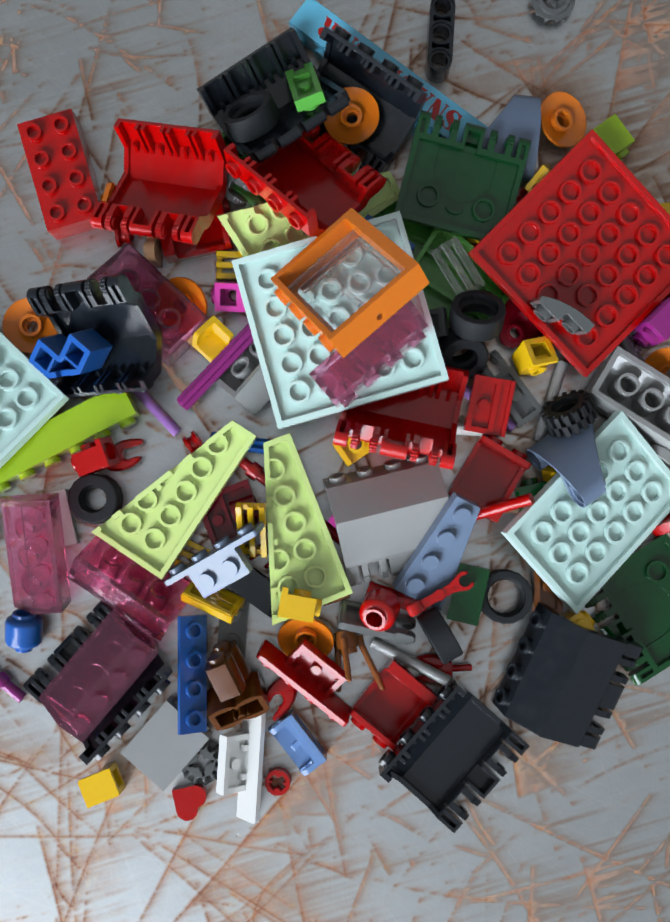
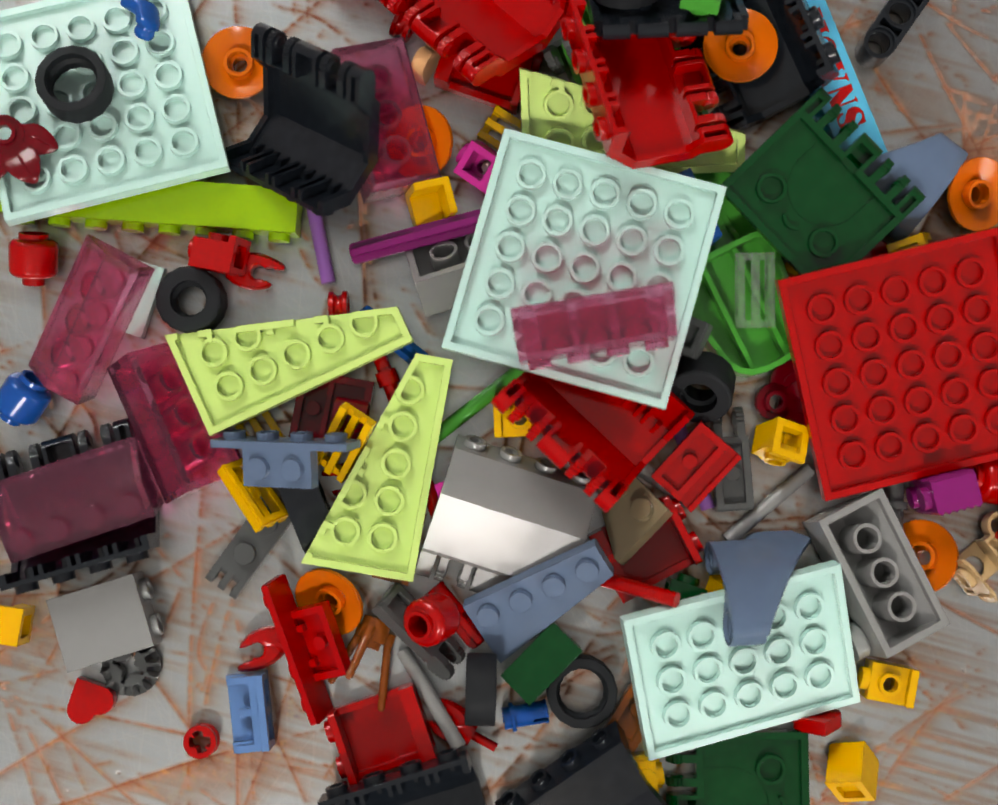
camera: 30 degrees right, 0 degrees up
(71, 356) = (263, 126): blue brick -> none
(191, 674) = (178, 562): blue bracket -> none
(227, 670) = (220, 581): reddish brown brick -> none
(242, 767) = (174, 695): white bracket -> none
(248, 705) = (210, 622): reddish brown brick -> none
(298, 605) = (343, 559): yellow brick -> none
(323, 450) = (476, 403): none -> bright green bar
(351, 286) = (616, 239): piece -> none
(454, 586) = (508, 644): red piece -> none
(471, 465) = (633, 520): none -> dark tan wing
(476, 329) = (753, 341): black tyre -> none
(477, 634) = (524, 715): none -> blue pin
(554, 310) = (832, 405): dark grey slope -> none
(569, 413) = (779, 530): black tyre -> none

